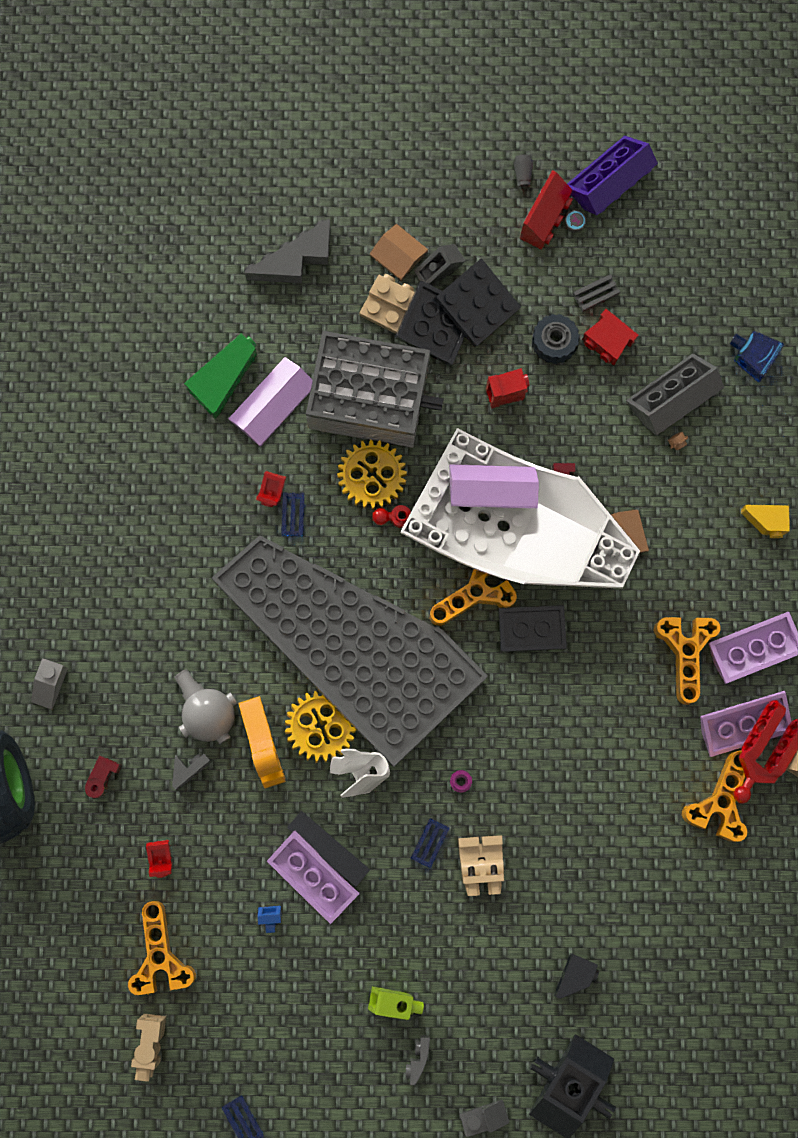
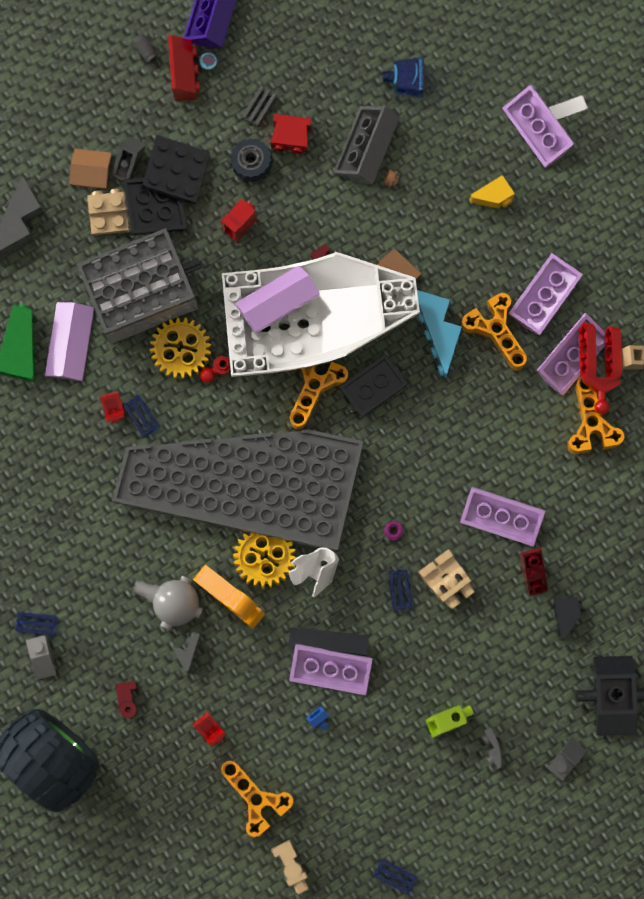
camera: 25 degrees left, 0 degrees up
(51, 636) = (19, 621): none -> clear blue tile
(571, 911) = (534, 571): none -> dark red slope
(575, 837) = (502, 516): none -> lavender slope
(630, 621) = (440, 333): none -> medium azure slope

